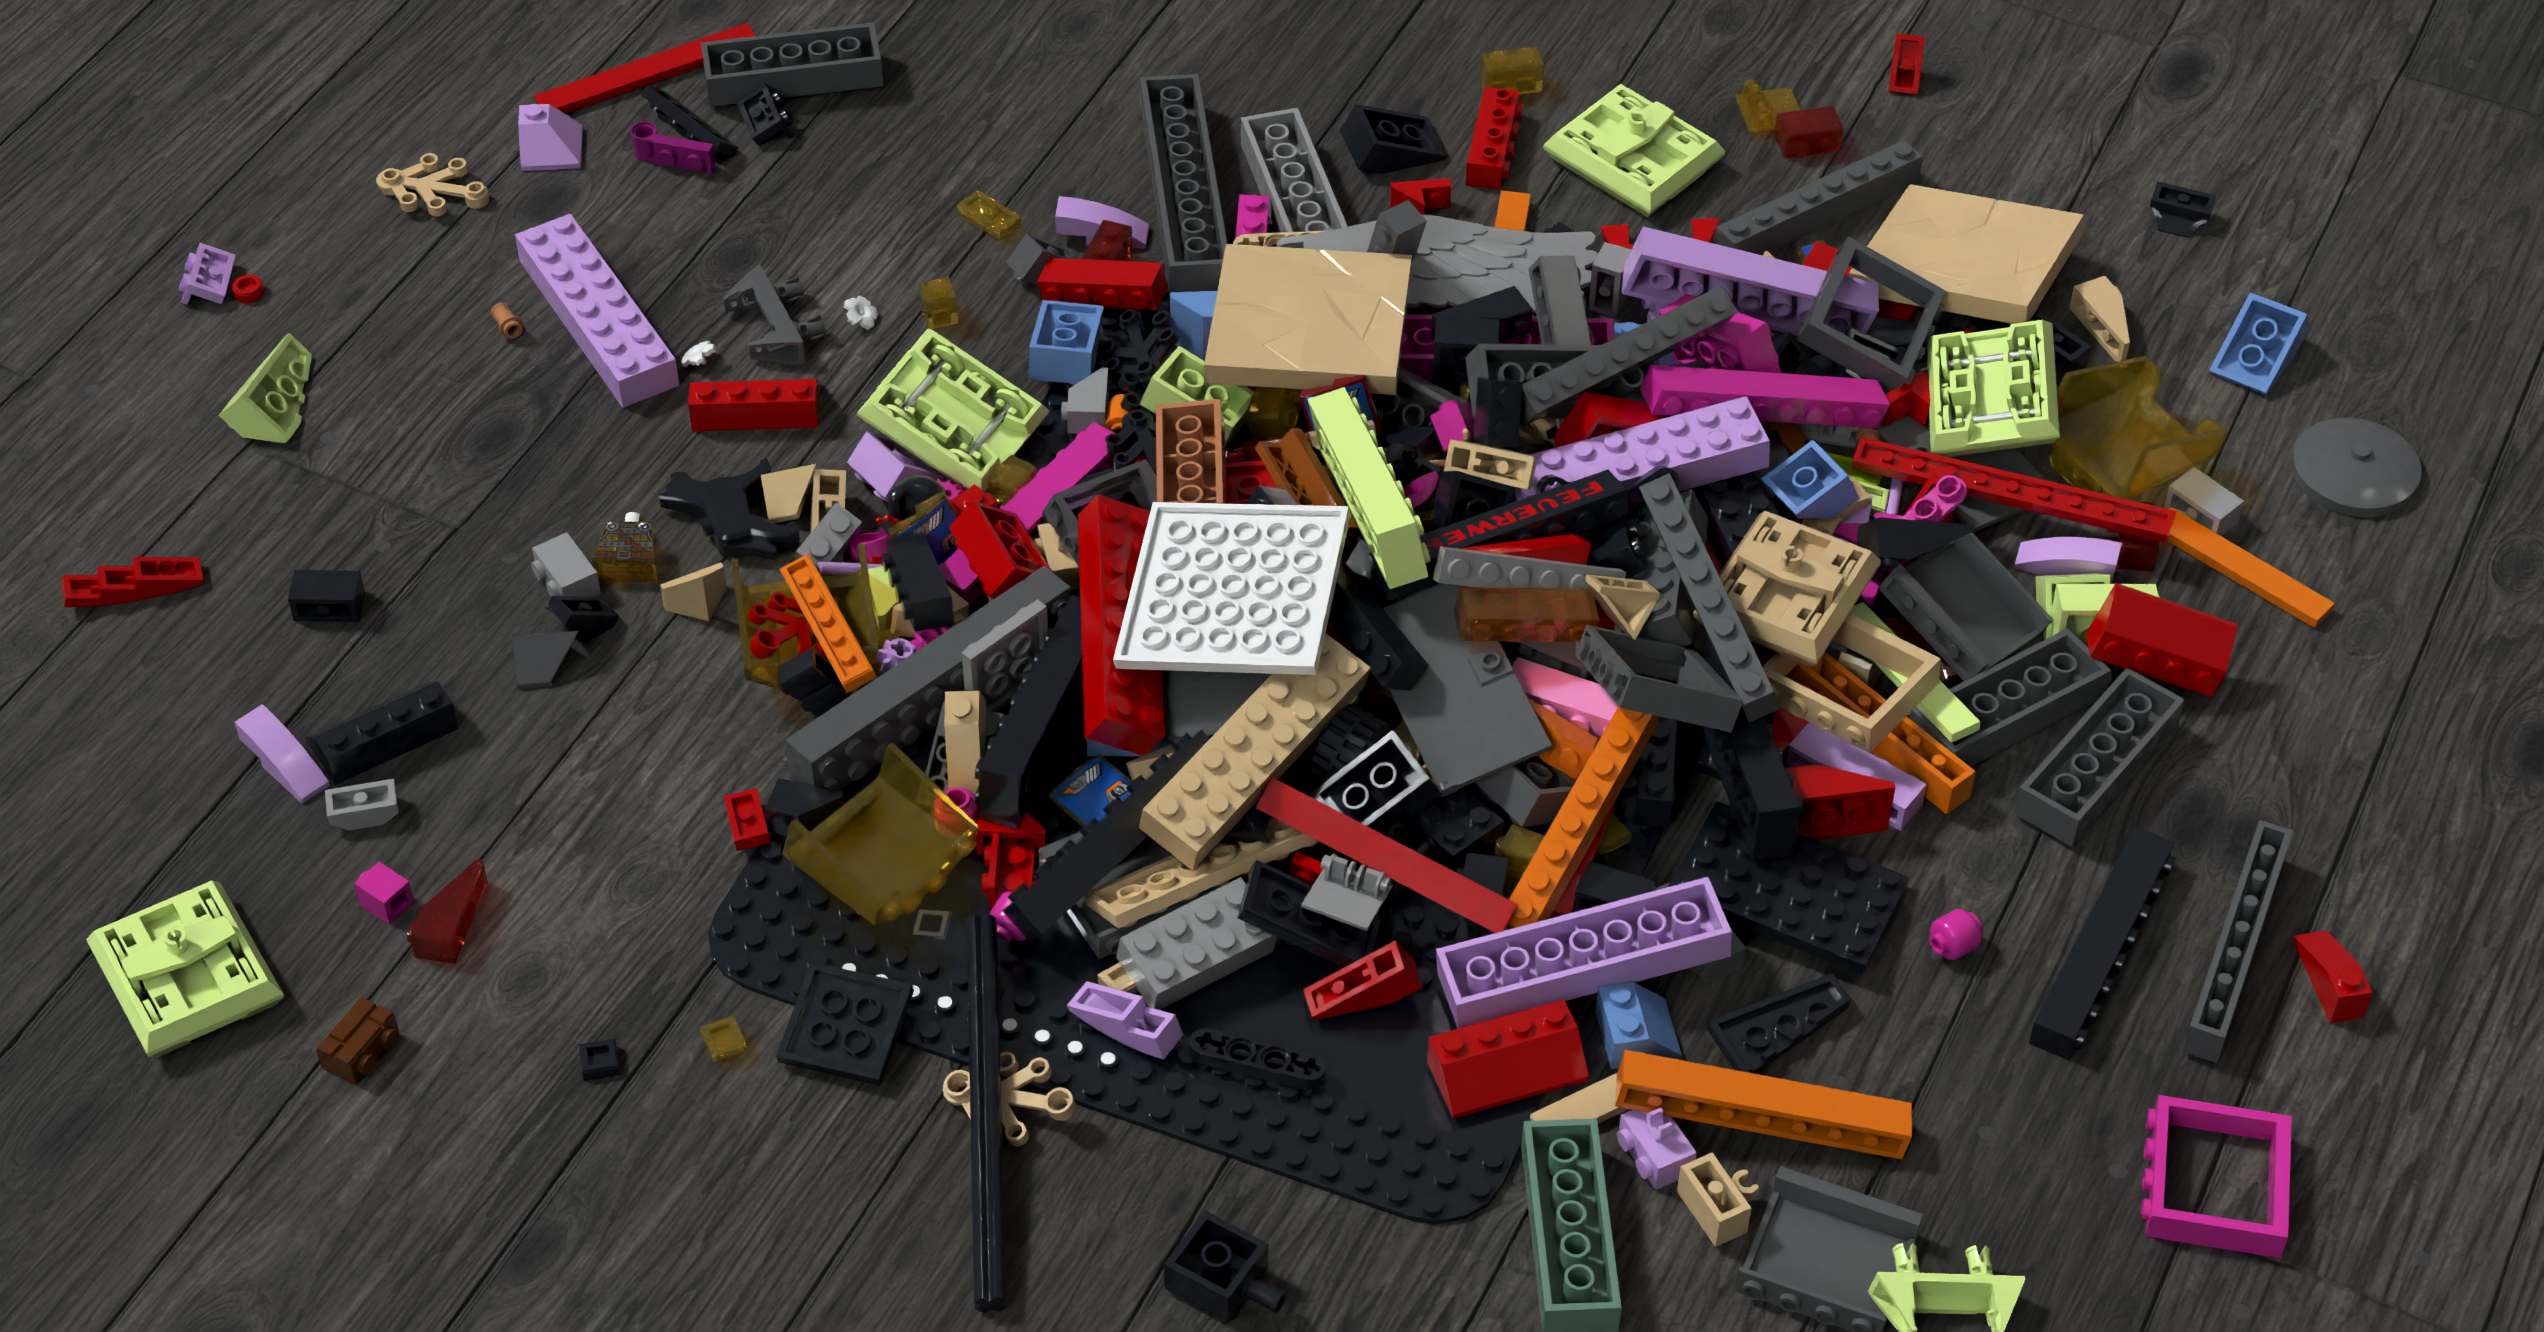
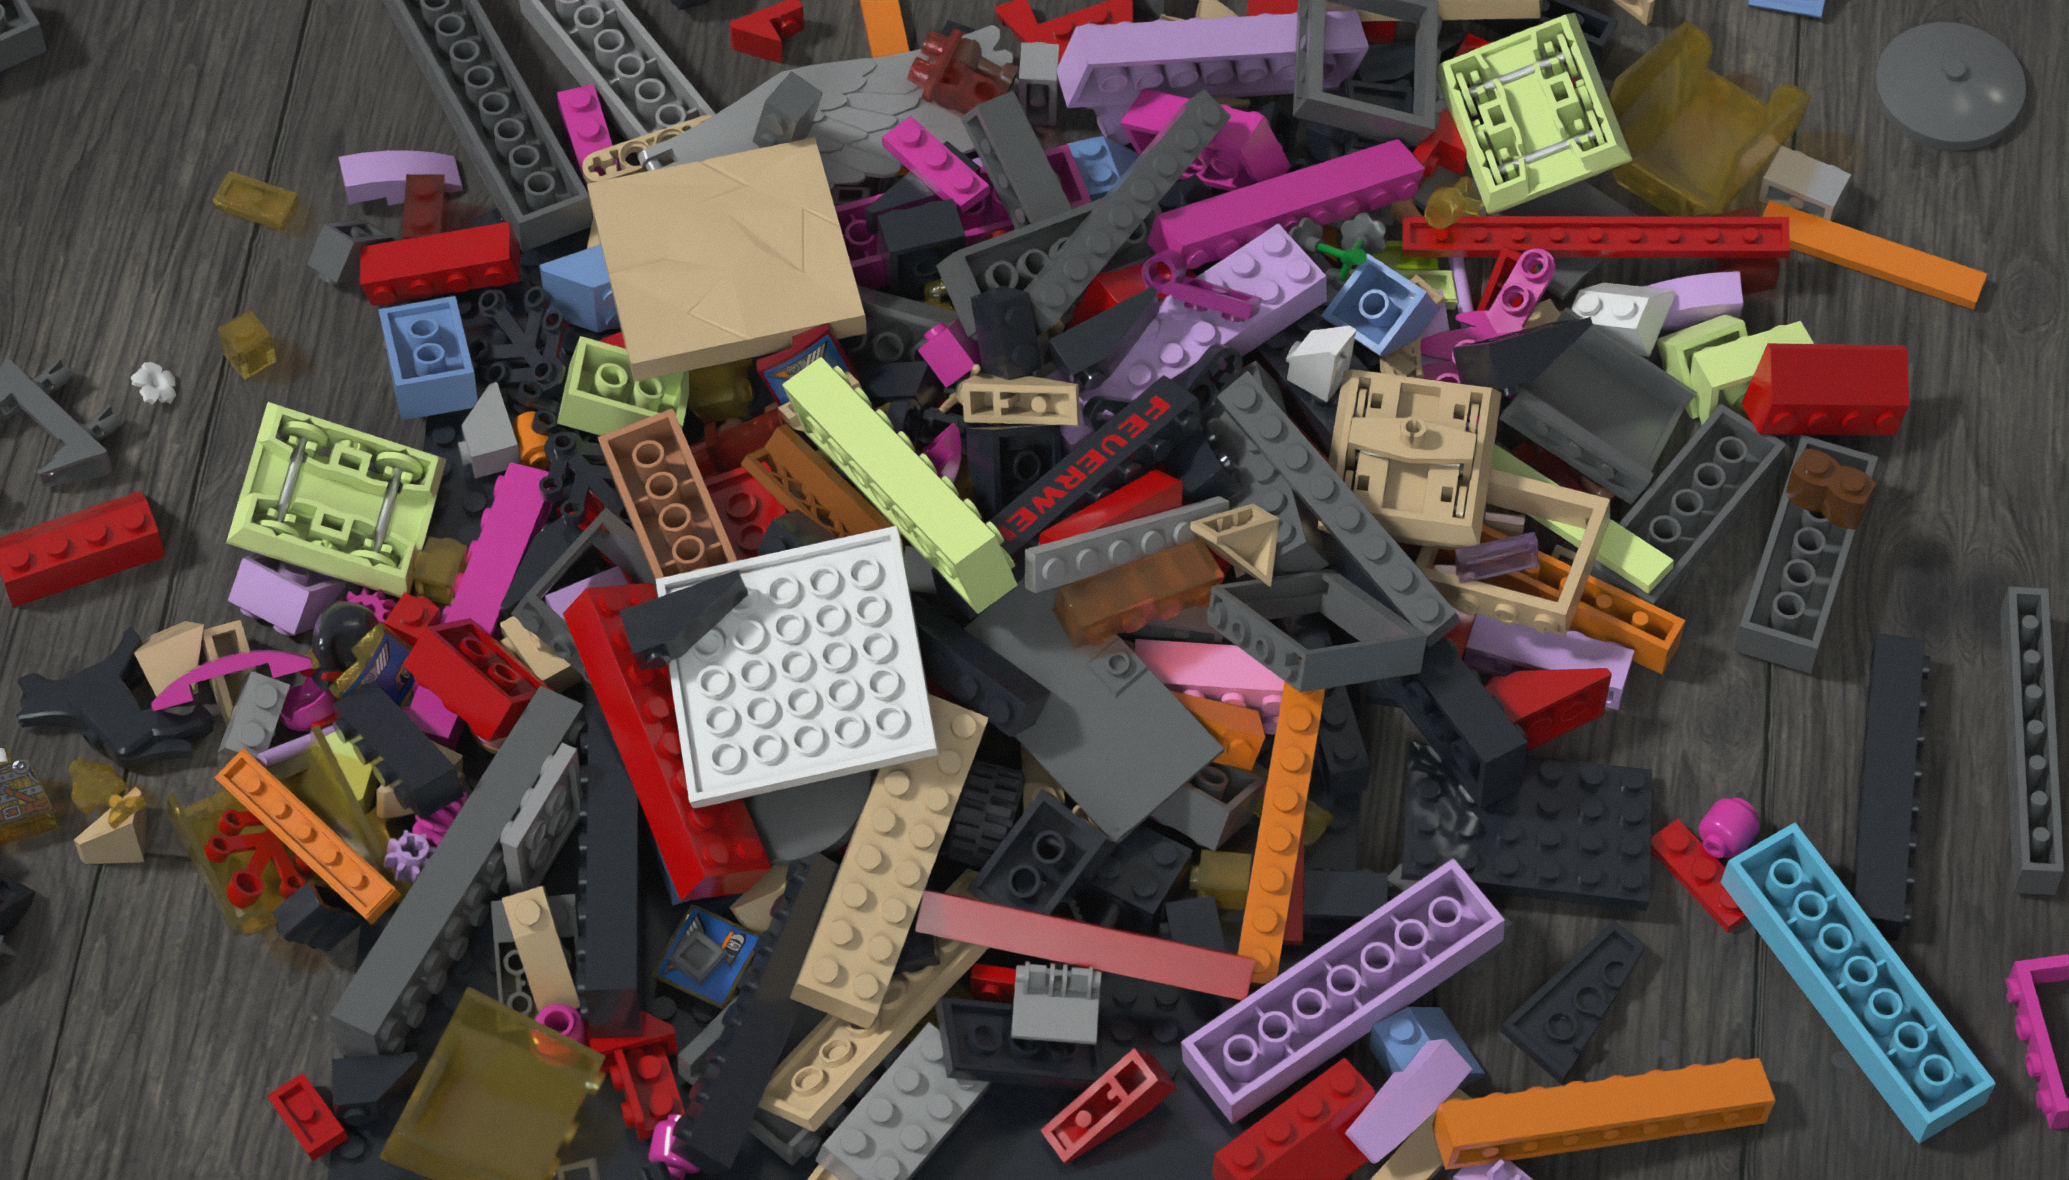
camera: 20 degrees left, 10 degrees up
(695, 555) = (99, 785): none -> clear yellow animal
(782, 503) = (280, 664): none -> dark pink slope
(1086, 790) = (698, 957): none -> dark grey tile
(1152, 530) = (677, 621): none -> black slope
(1497, 297) = (935, 164): none -> dark pink plate
(1546, 240) = (960, 74): none -> clear red hips
(1571, 438) = (1098, 345): none -> black slope
(1602, 1043) = (1408, 1099): none -> lavender slope
(1658, 423) = (1198, 294): none -> magenta plate
(1743, 501) = (1321, 360): none -> white slope
(1819, 430) = (1360, 237): none -> dark grey plant
(1829, 672) = (1496, 557): none -> clear purple tile
(1898, 435) = (1449, 204): none -> clear yellow piece
(1922, 966) = (1697, 872): none -> red plate
(2018, 551) = (1626, 312): none -> white slope
(2018, 1074) = (1857, 983): none -> medium azure brick
(2132, 706) = (1832, 489): none -> reddish brown brick

